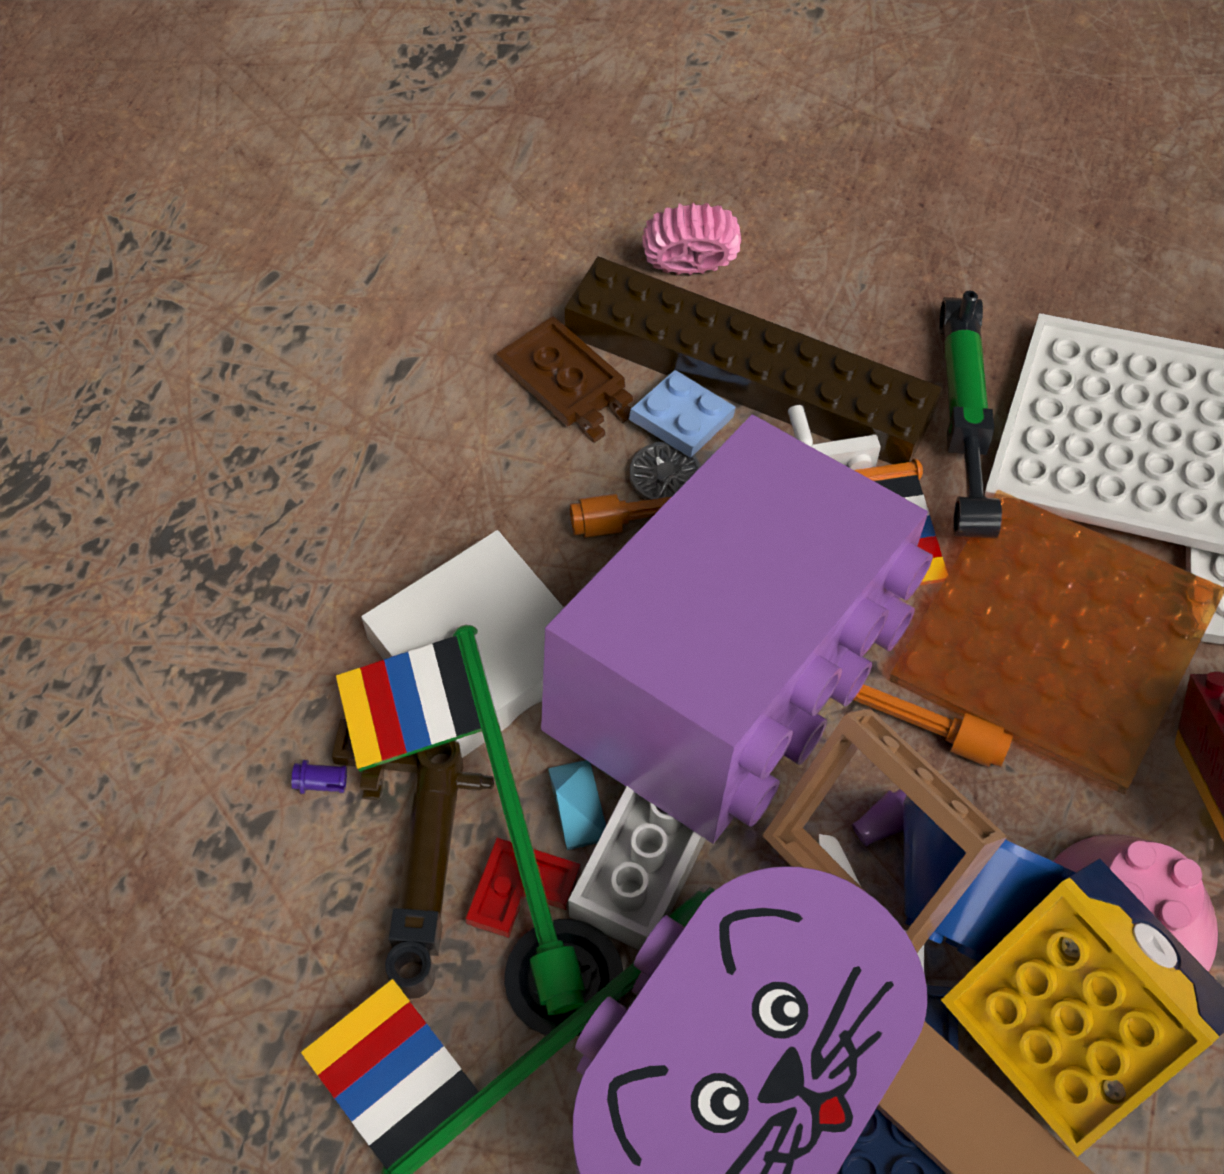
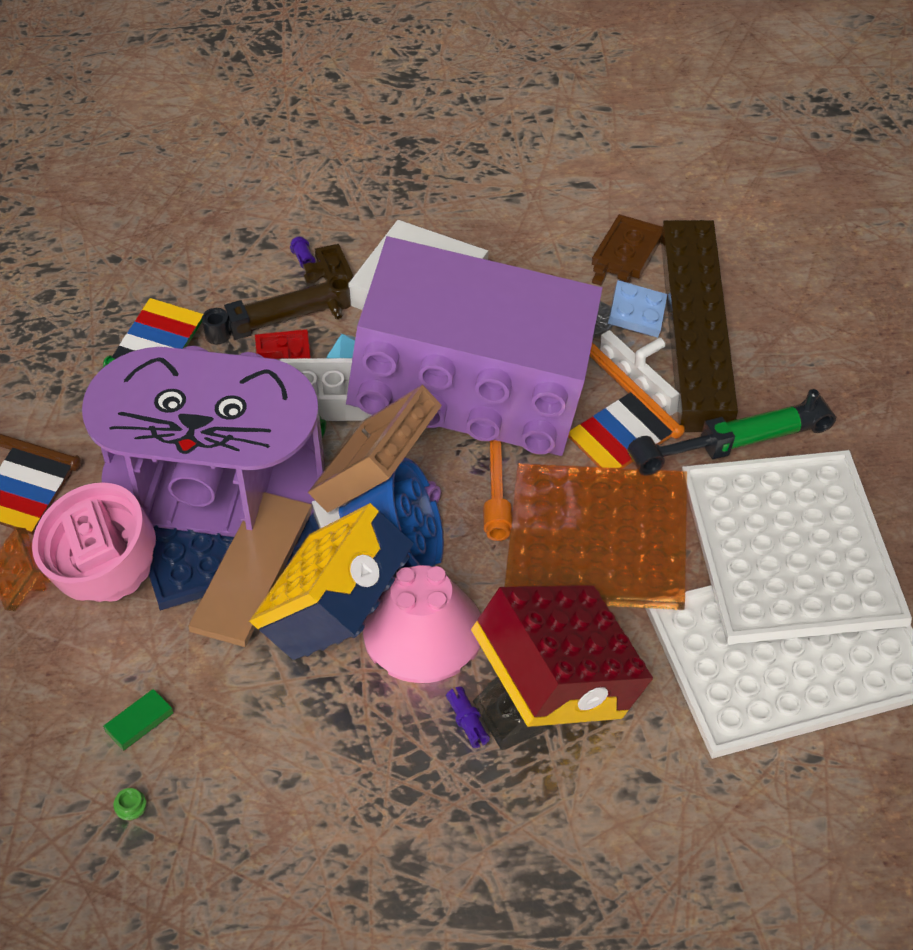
camera: 65 degrees right, 10 degrees down
(436, 699) = (352, 260): flag -> none
(691, 239) = (760, 255): bright pink gear -> none

